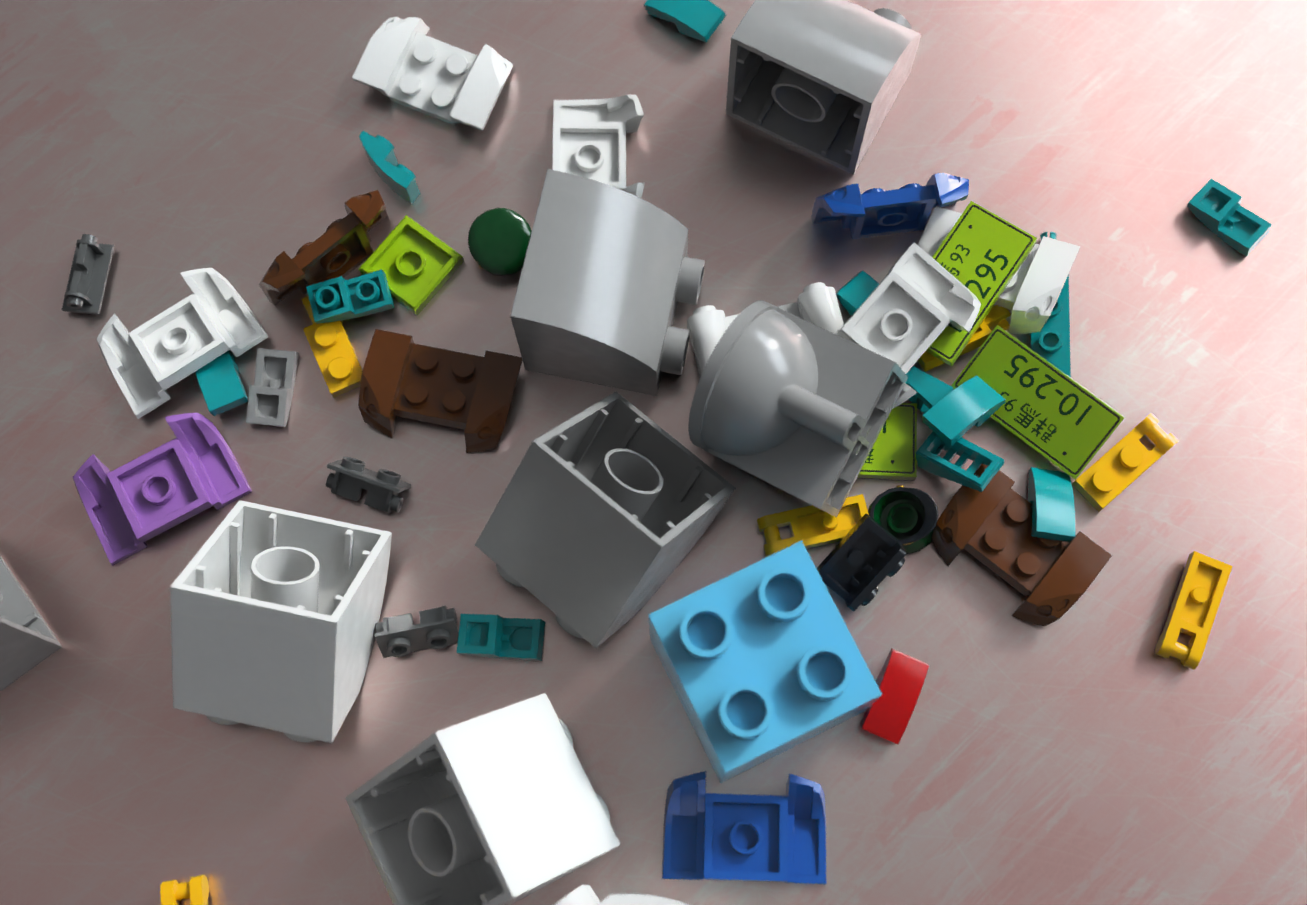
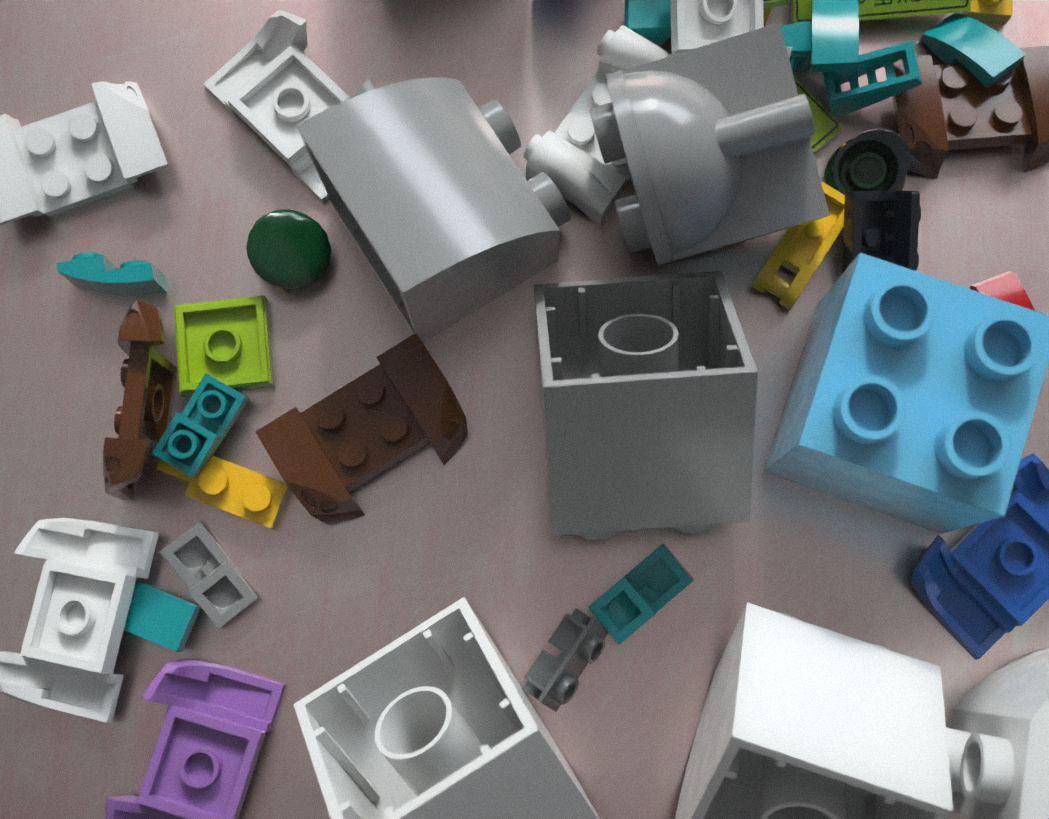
camera: 45 degrees left, 5 degrees up
(353, 477) = (369, 580): dark grey hinge -> none

